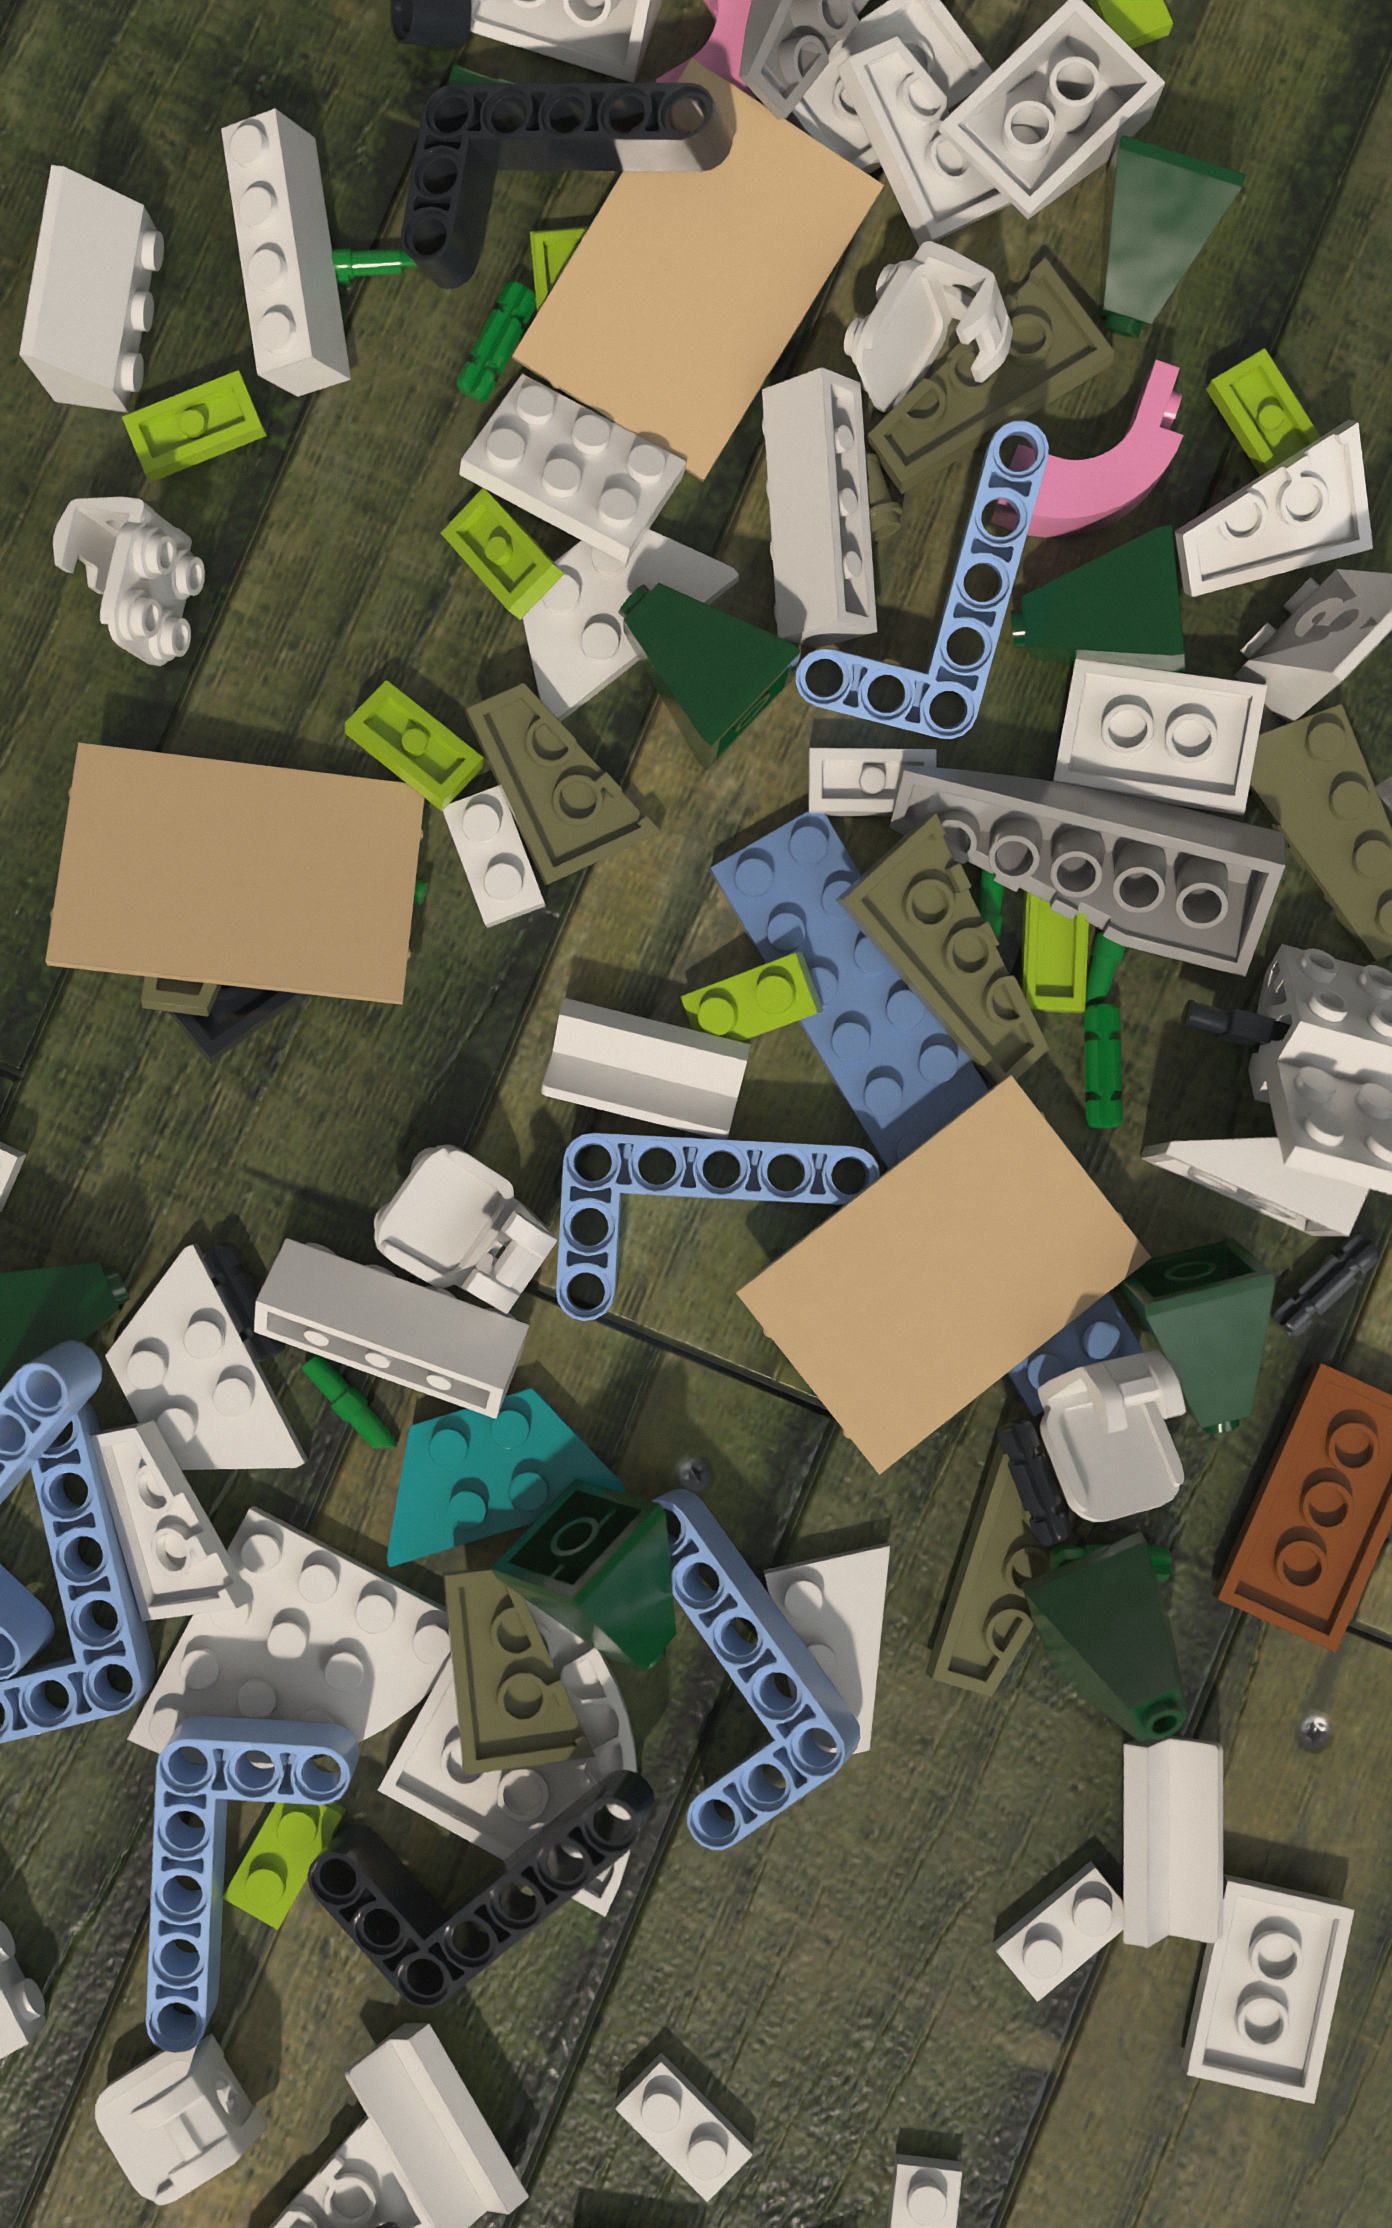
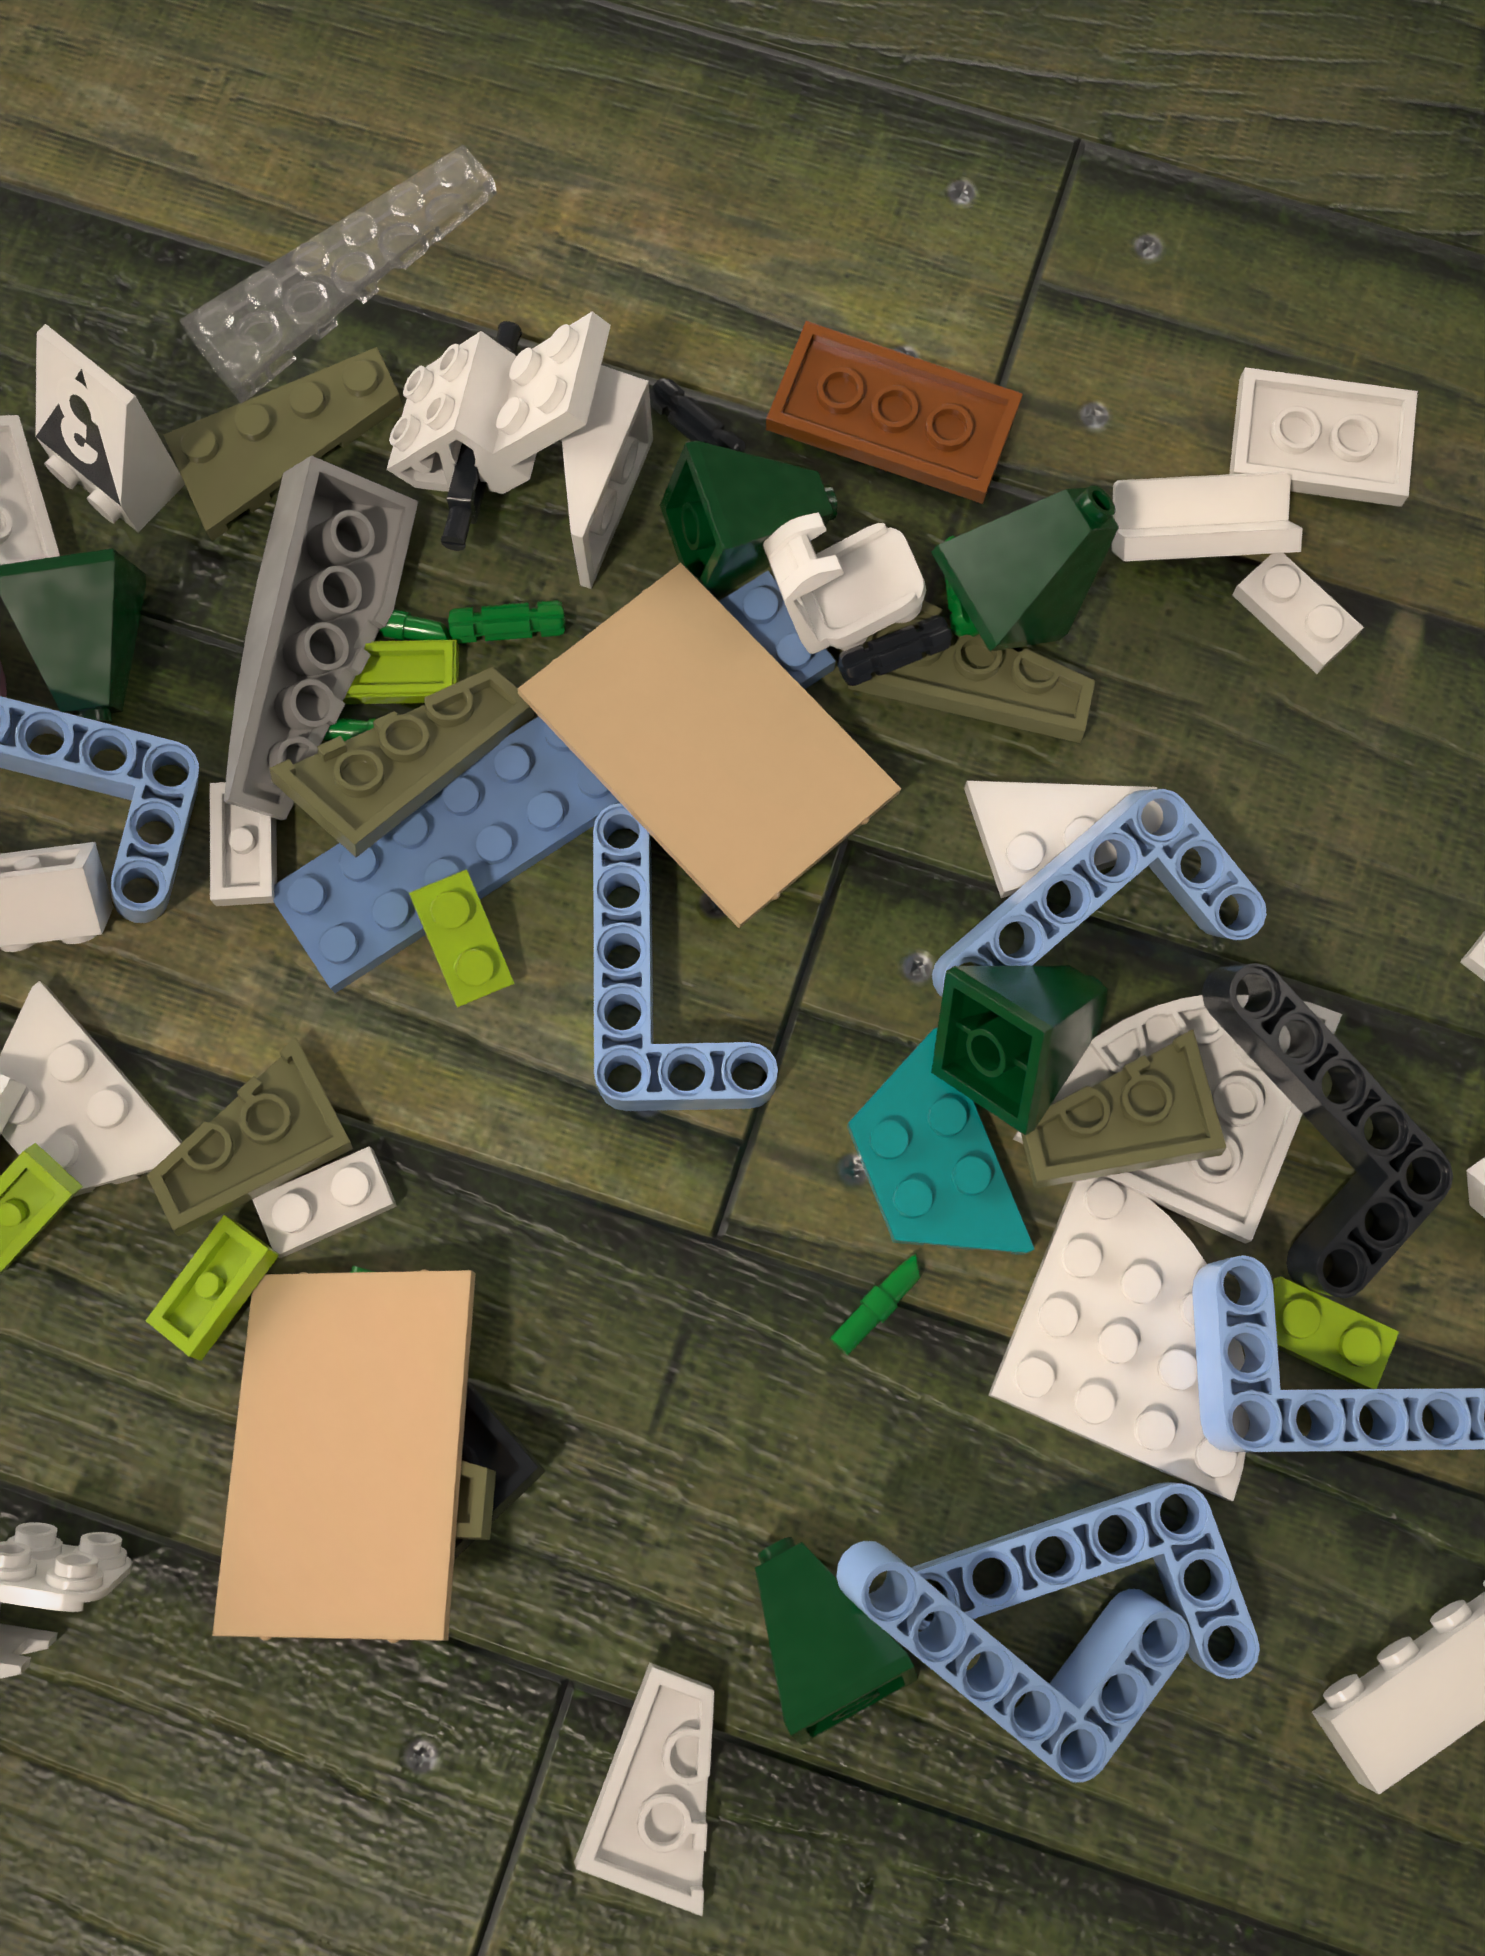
camera: 90 degrees left, 10 degrees down
(162, 1528) = (1020, 1478): white wing -> none
(196, 1380) = (868, 1459): white wing -> none
(239, 1298) = (785, 1420): black axle -> none
(390, 1327) = (799, 1261): white brick -> none
(453, 1223) = (690, 1206): white piece -> none
(645, 1069) = (528, 1034): white panel -> none
(706, 665) = (127, 998): dark green slope -> none
(1161, 735) = (193, 583): white plate -> none

